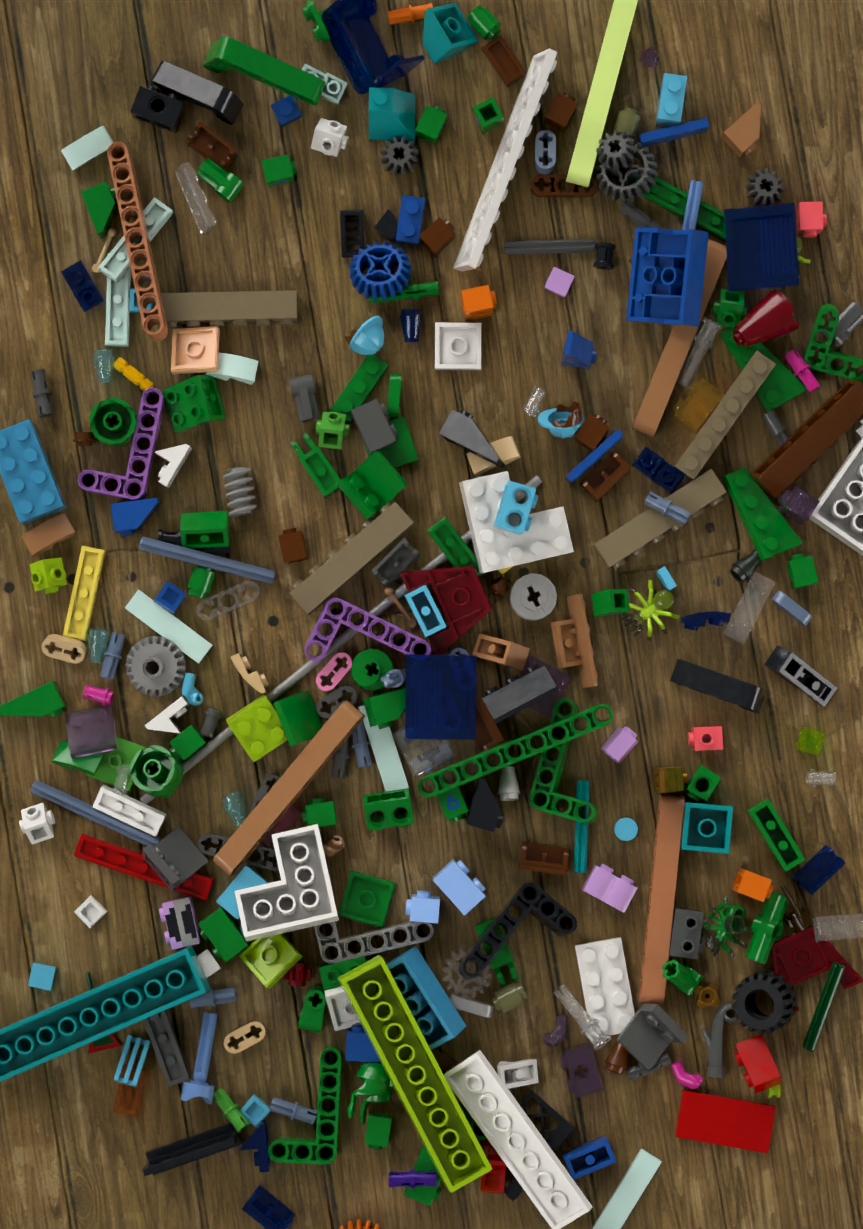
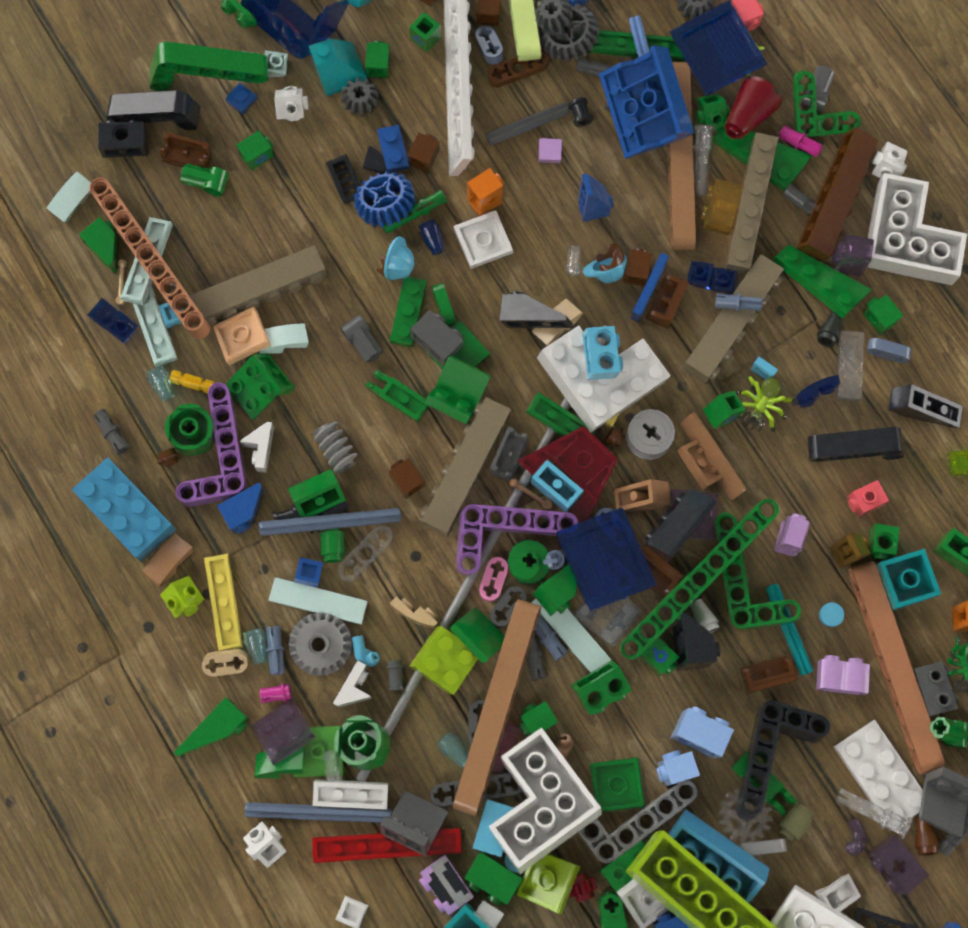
camera: 25 degrees left, 10 degrees down
(187, 743) = (381, 704): green brick -> none
(196, 198) = (188, 203): clear plate -> none
(332, 430) = (399, 356): bright green brick -> none

